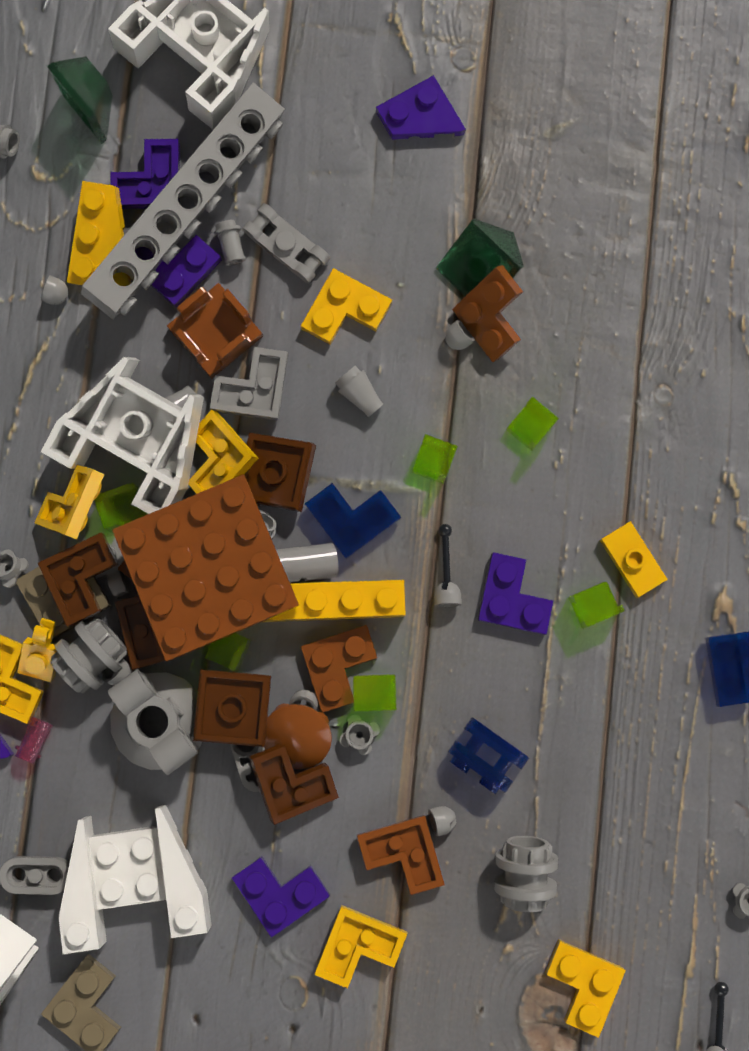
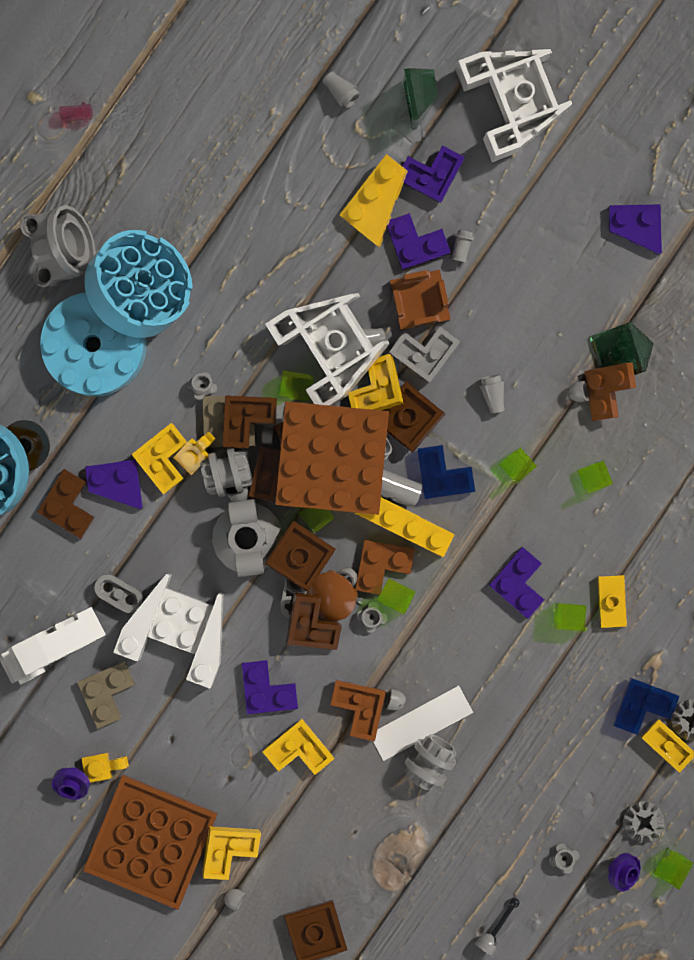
camera: 30 degrees right, 5 degrees up
(33, 740) = (161, 507): clear pink pin -> none
(54, 291) = (328, 216): light grey hinge -> none
(69, 512) = (264, 373): yellow plate -> none
(252, 108) = (362, 236): light grey brick -> none
(286, 243) = (498, 266): light grey plate -> none
(344, 298) = (514, 323): yellow plate -> none
(447, 593) = (478, 557): hinge -> none
(487, 833) = (422, 722): none -> white sticker
(492, 777) = (444, 691): clear blue brick -> none
(595, 984) = (436, 853): yellow plate -> none

